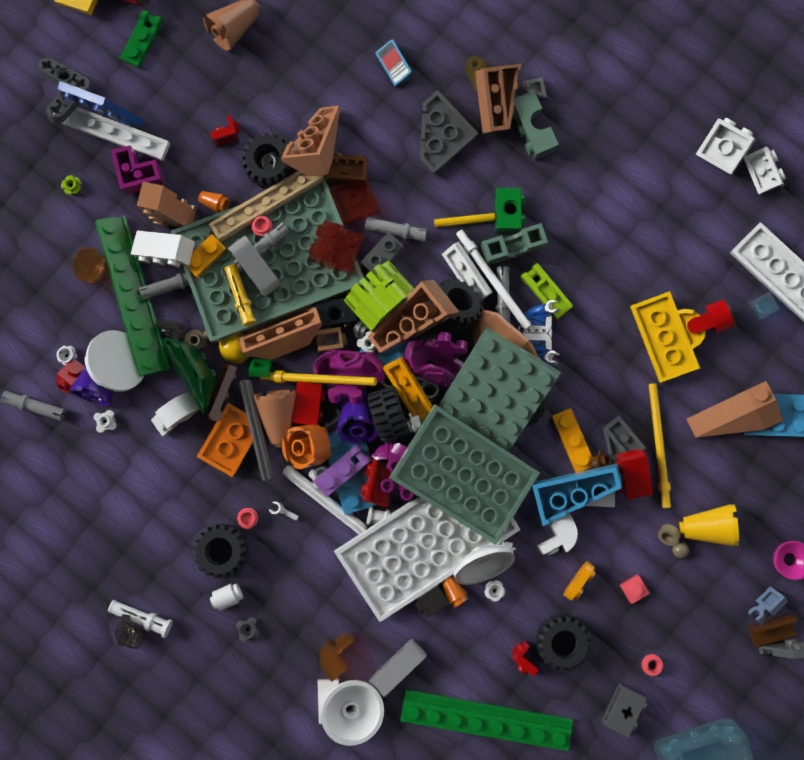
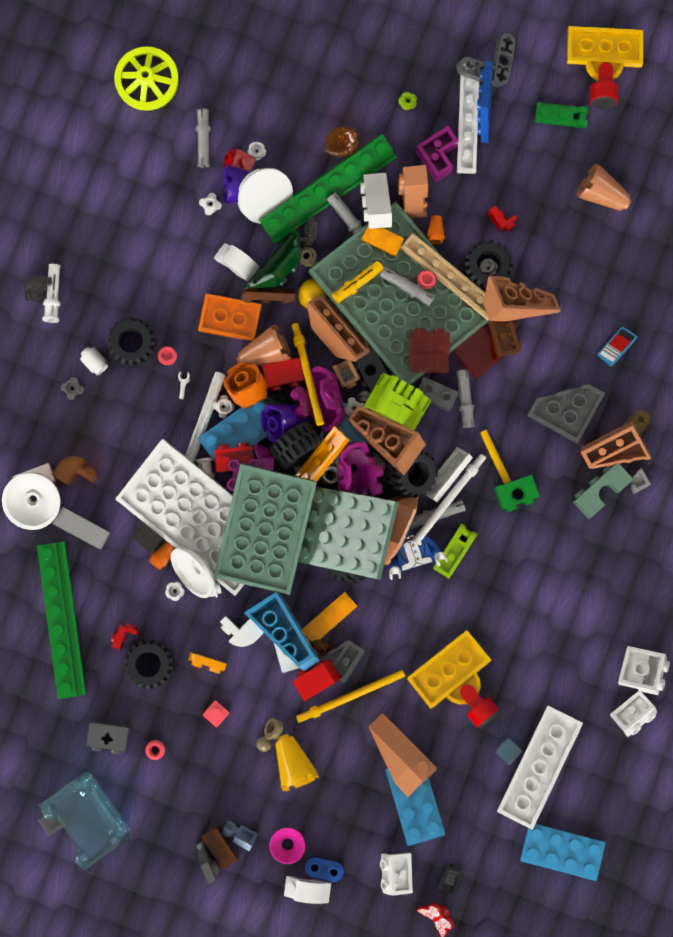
camera: 65 degrees right, 0 degrees up
(254, 266) = (386, 285): light grey beam -> none
(256, 430) = (245, 336): dark grey axle -> none
(260, 368) = (301, 321): green tile -> none
(341, 471) = (234, 422): medium lavender plate -> none
(414, 423) = (295, 470): white plate -> none
(505, 248) = (485, 507): sand green arch -> none

